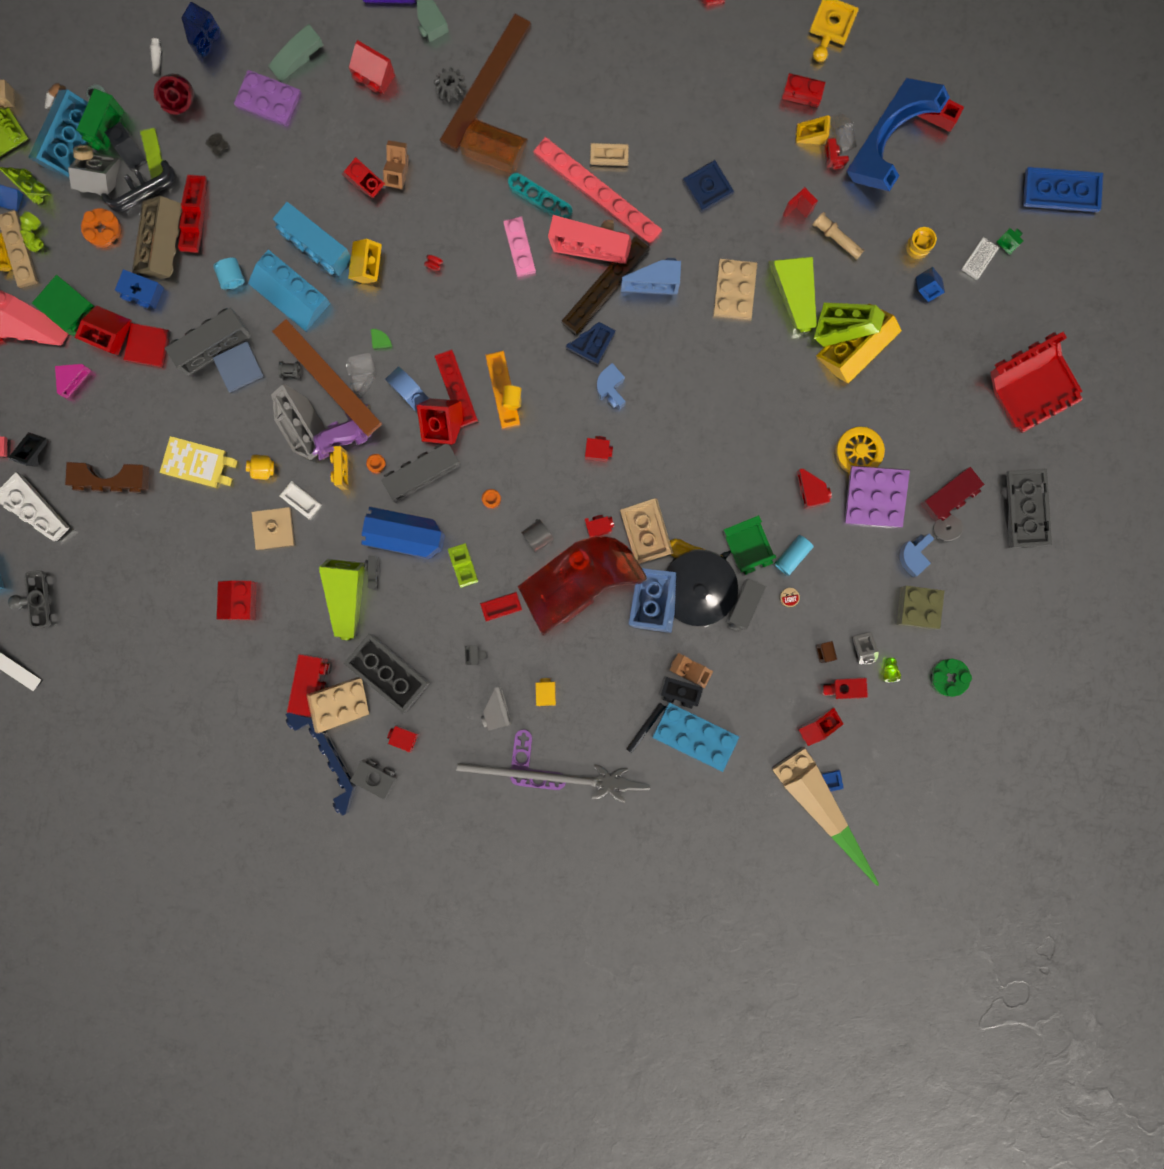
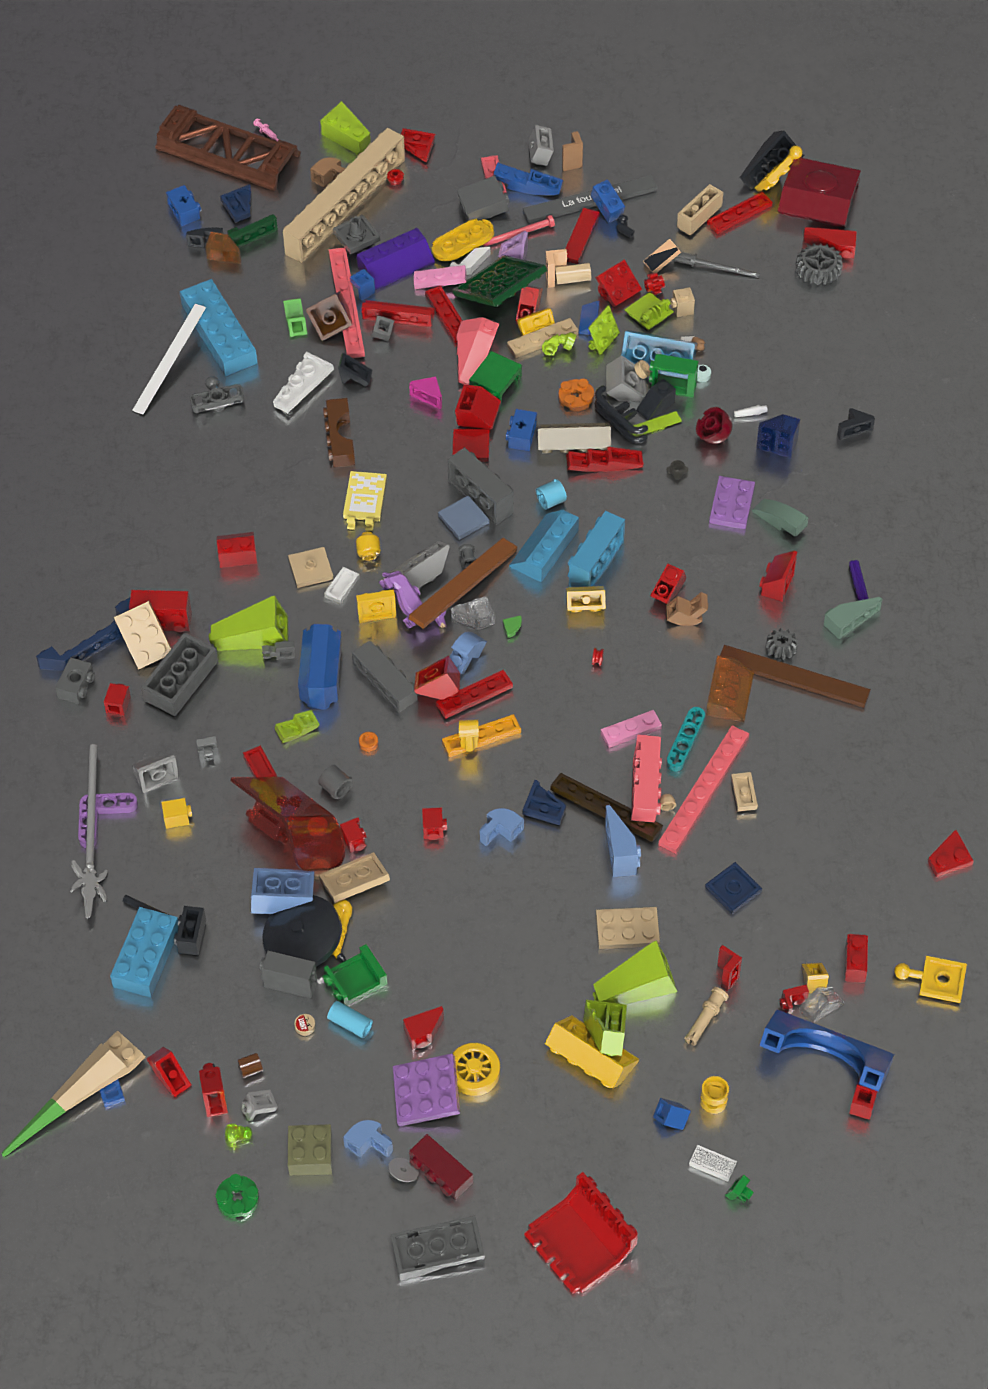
camera: 80 degrees right, 30 degrees down
(376, 463) = (388, 640): orange tile -> none
(691, 670) = (215, 937): medium nougat brick -> none
(1063, 189) = (810, 1238): blue plate -> none

